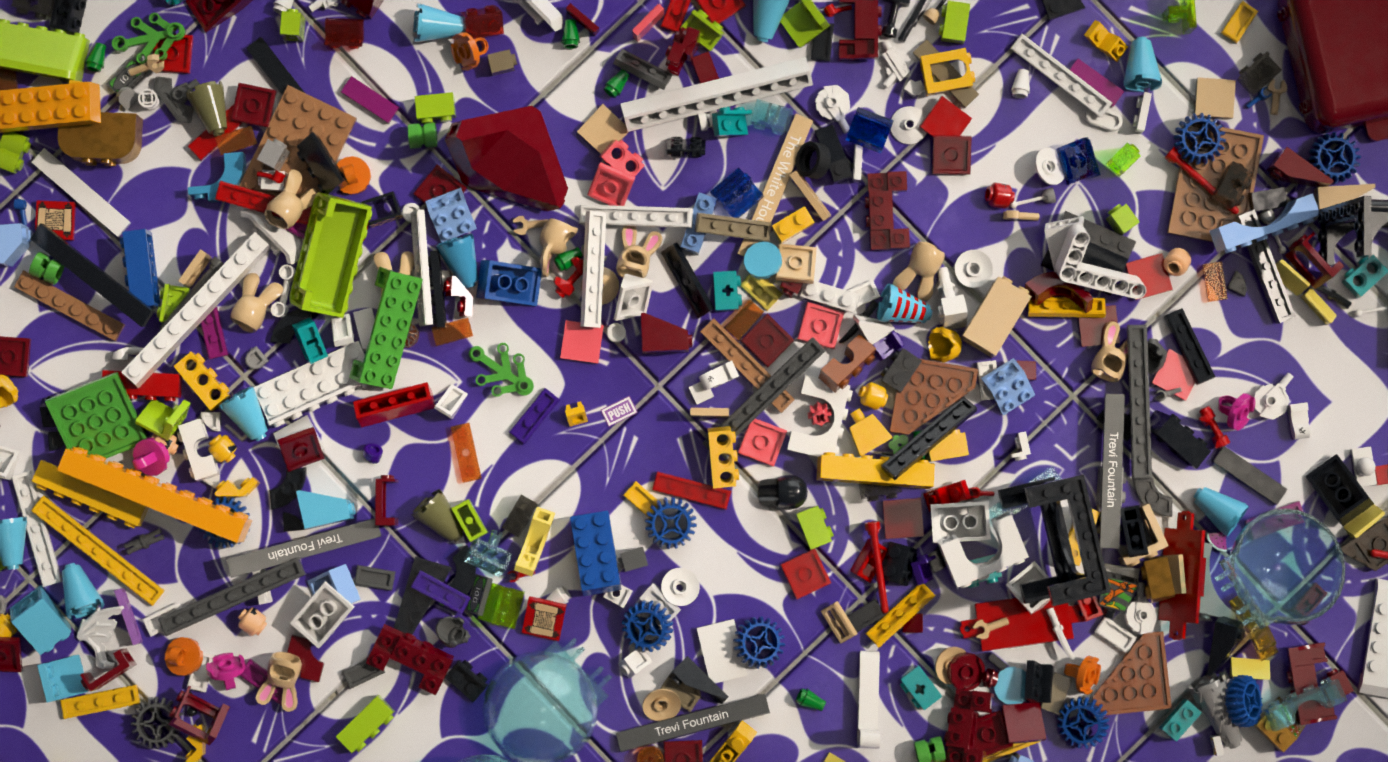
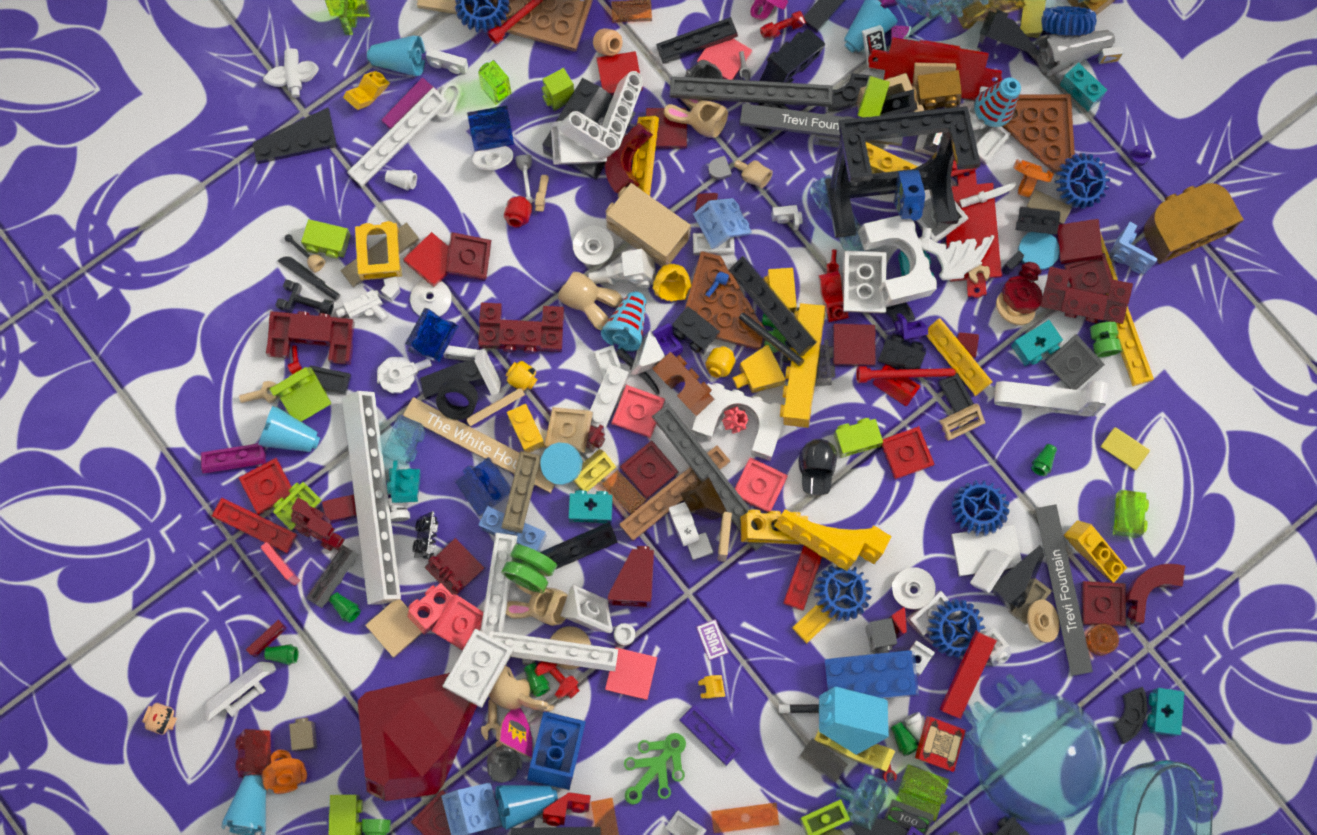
camera: 85 degrees left, 10 degrees down
(493, 238) = (503, 764): none -> dark grey hair
(519, 246) = (516, 733): none -> dark pink shield
(545, 587) = (905, 741): none -> green cone
(556, 537) = (853, 718): none -> medium azure slope
(565, 502) = (798, 708): none -> black bar
(570, 206) = (478, 668): none -> white tile
(607, 639) = (968, 674): none -> red tile
(647, 572) = (899, 622): none -> red slope
(660, 240) = (529, 568): none -> bright green wheel
(661, 175) = (454, 567): none -> dark red hinge
(702, 654) = (991, 570): none -> white tile
(710, 512) = (835, 544): none -> yellow arch
(742, 390) = (703, 499): none -> dark brown slope
(841, 185) = (488, 371): none -> white tile
(842, 216) = (521, 376): none -> yellow head
(896, 439) = (771, 339): none -> black bar
(904, 723) = (1074, 363): none -> dark grey tile
(951, 389) = (721, 278): none -> blue hand
(993, 607) = (958, 257): none -> white animal
(1035, 557) = (909, 202): none -> blue torso
(1060, 412) = (754, 173): none -> tan piece
(1063, 379) = (719, 168): none -> light grey tile
(1138, 516) = (873, 97): none -> lime tile
(1149, 635) = (998, 102): none -> medium azure cone
(1203, 515) = (873, 39): none -> tile

